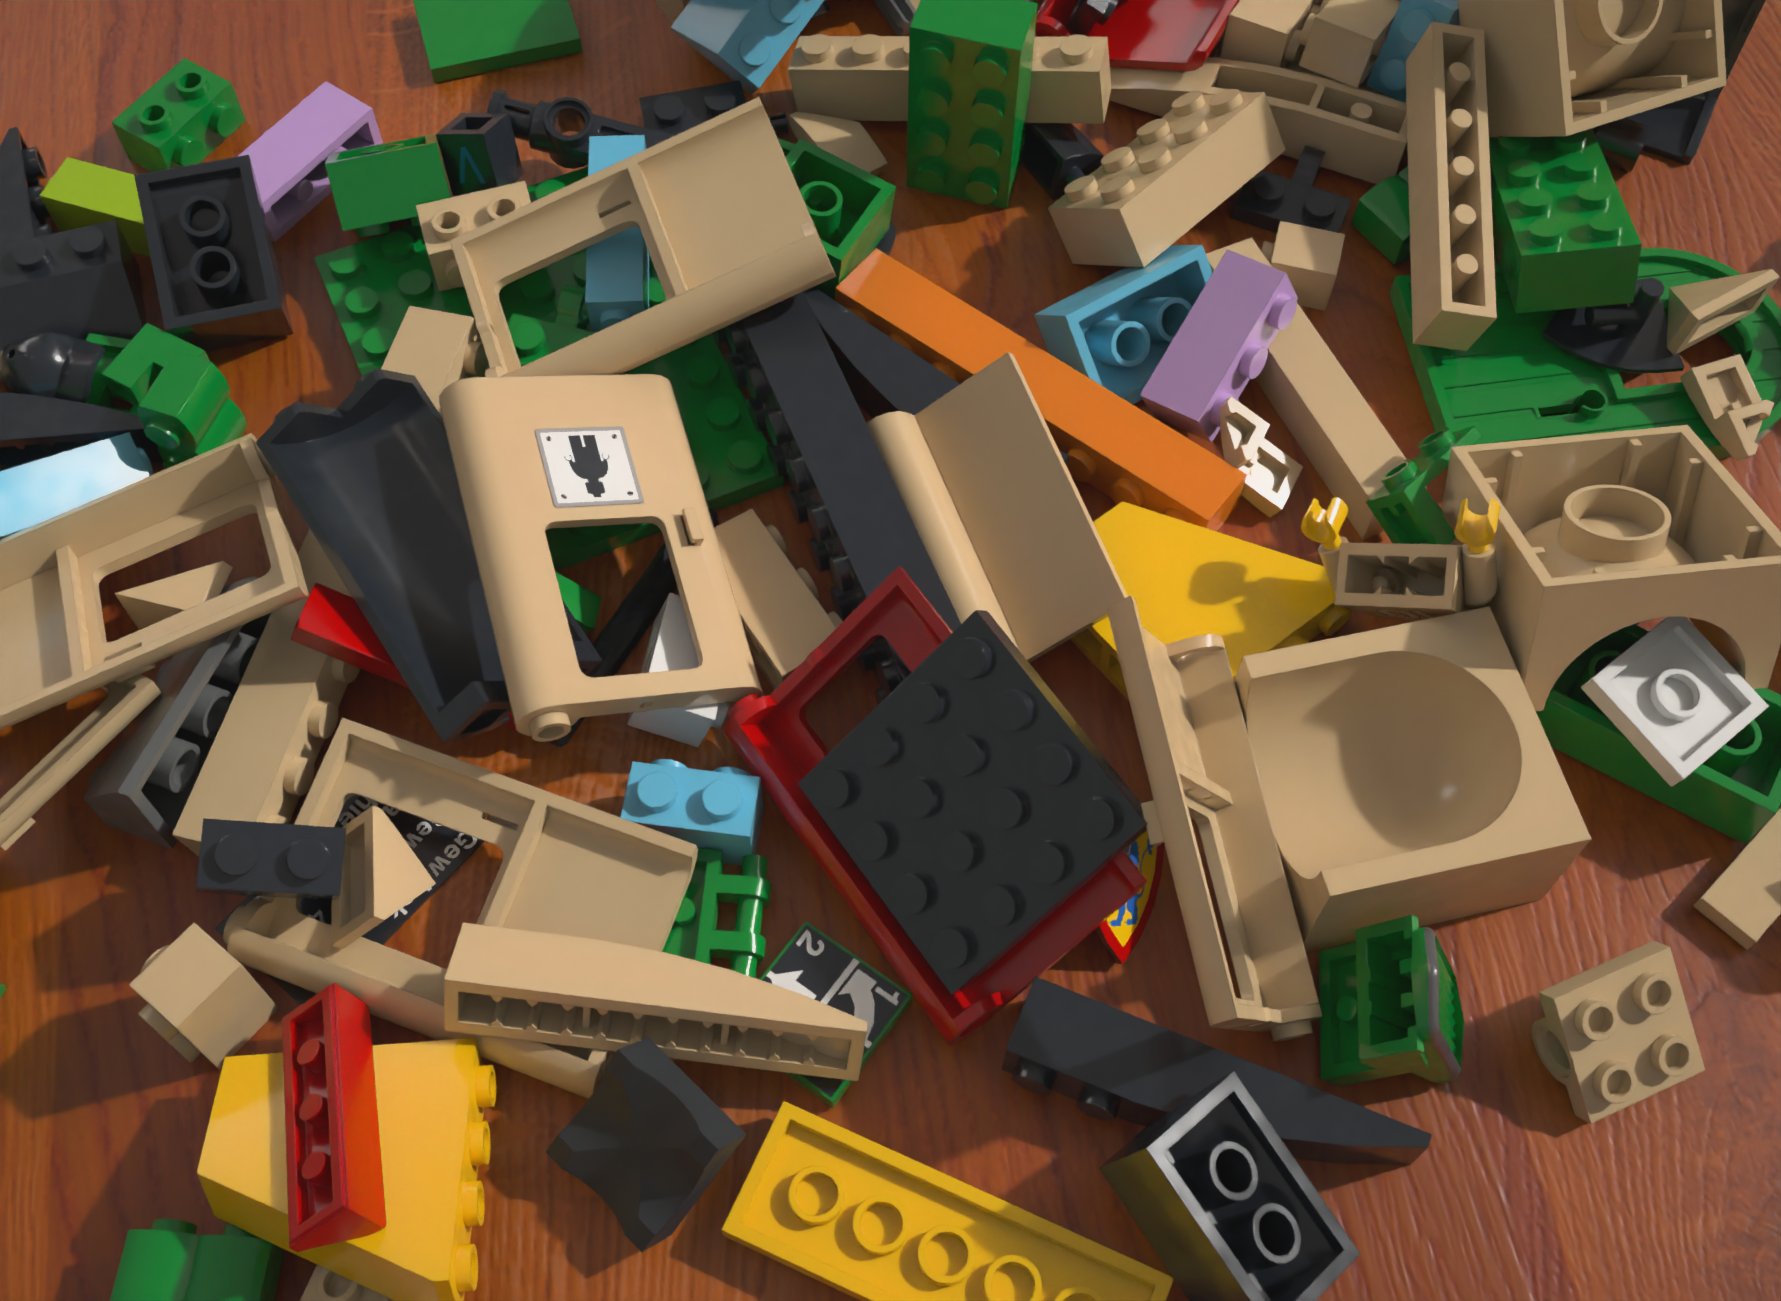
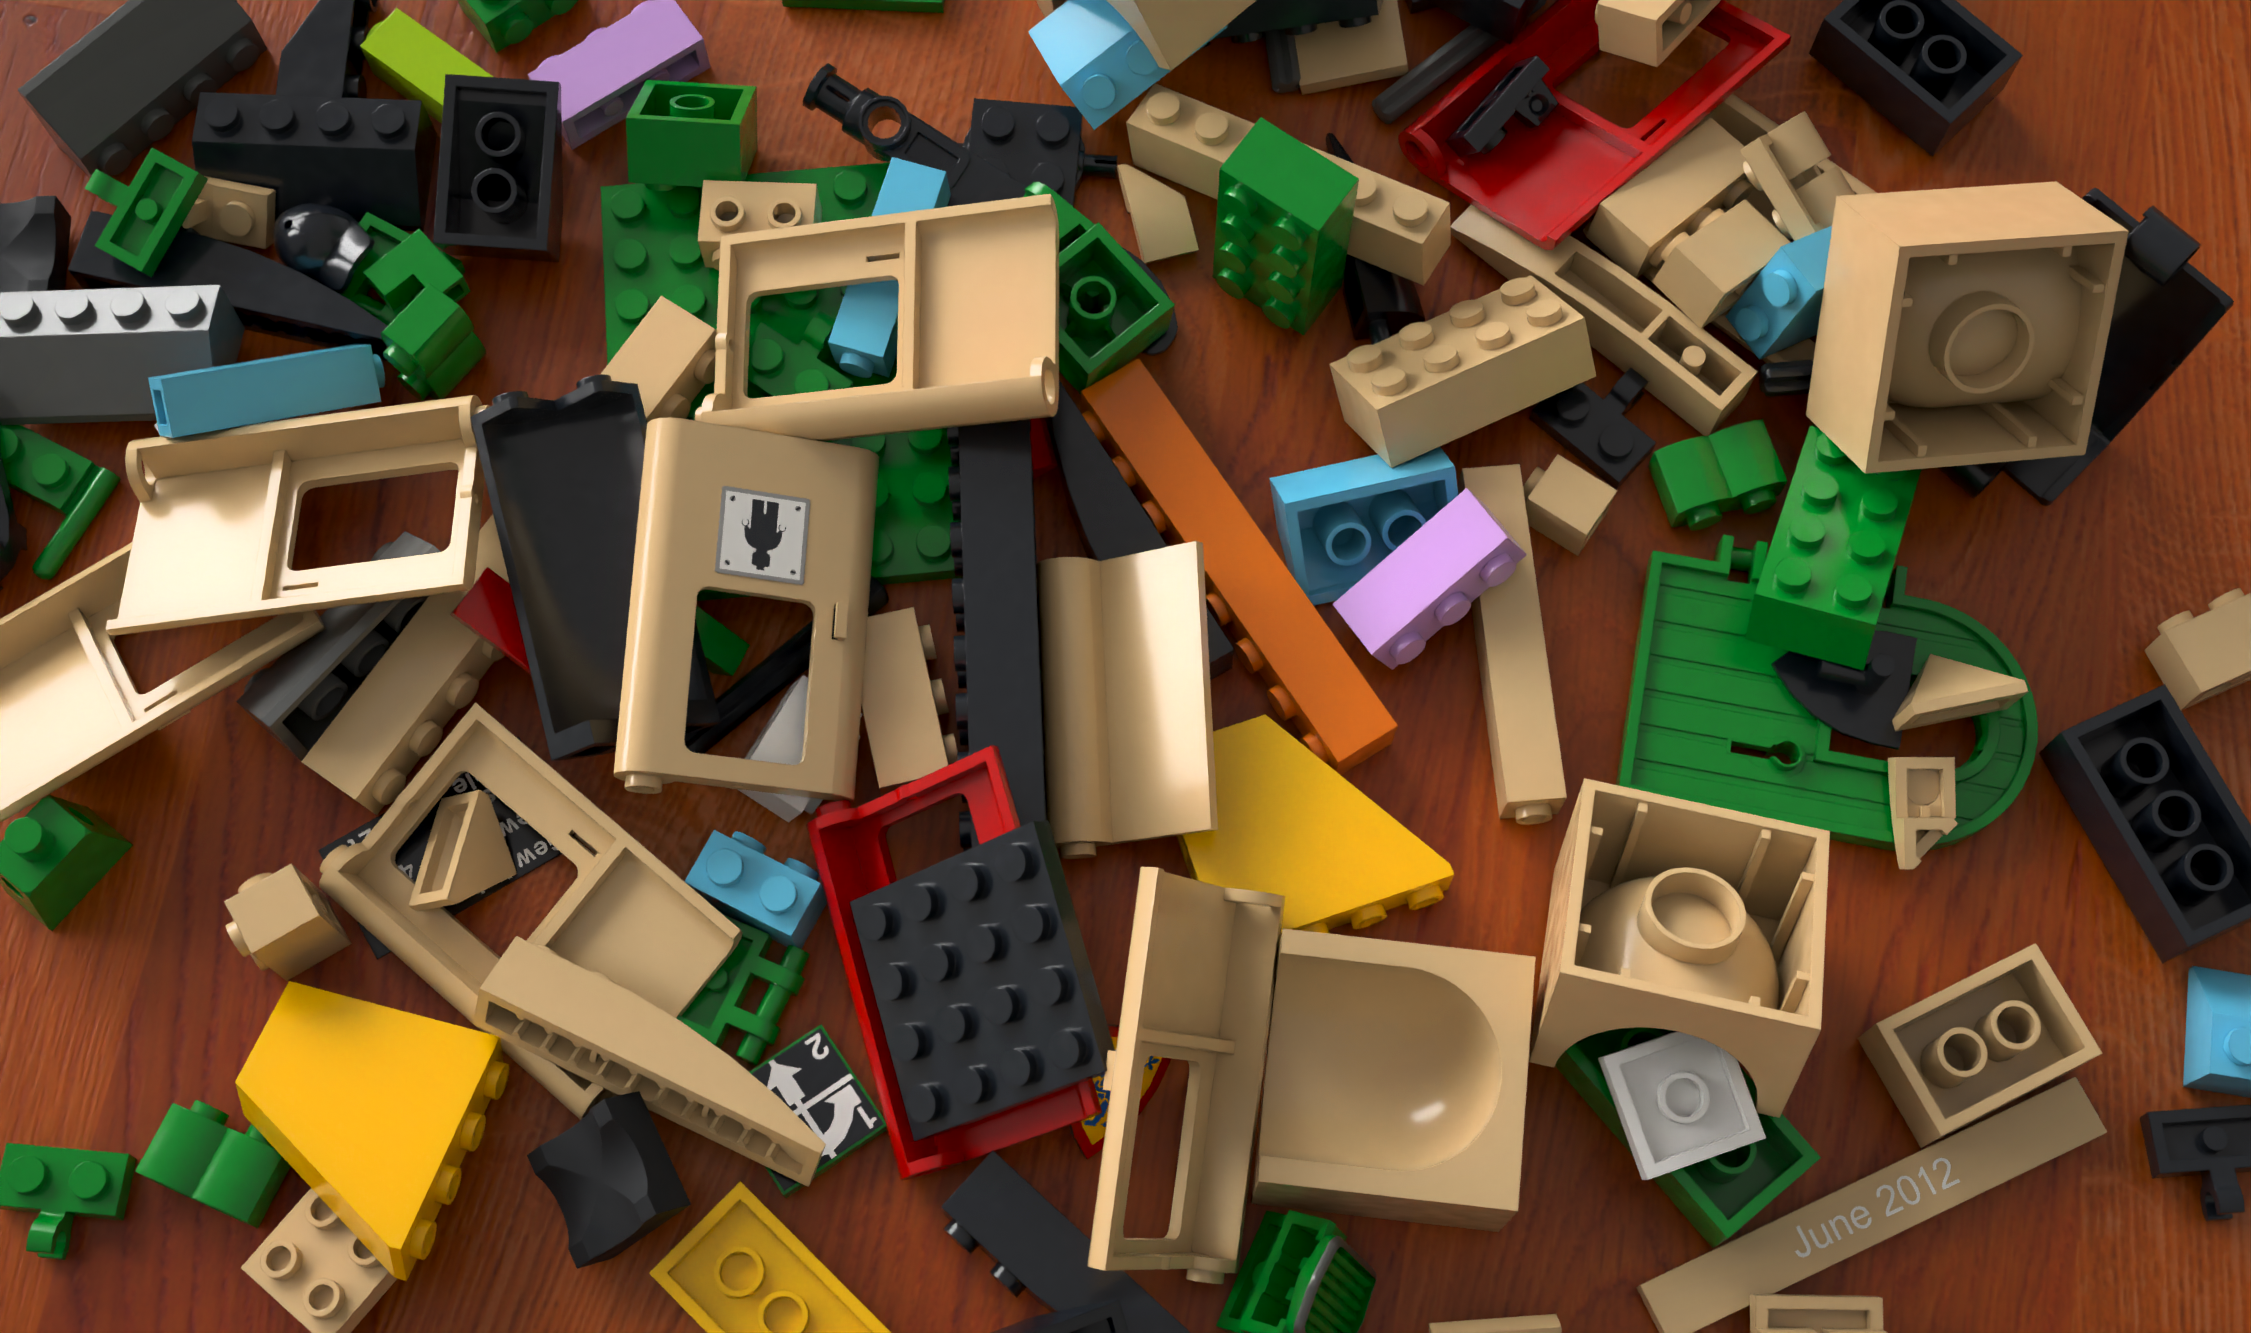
camera: 20 degrees right, 10 degrees up
(173, 594) = (368, 529): tan slope -> none
(270, 859) = (373, 821): black brick -> none
(331, 1122) = (355, 1072): red slope -> none
(479, 152) = (788, 130): black brick -> none
(1268, 469) = (1419, 708): tan slope -> none
(1404, 503) = (1534, 826): green bracket -> none
(1408, 578) = (1478, 894): tan torso -> none
(1449, 188) = (1731, 481): tan brick -> none

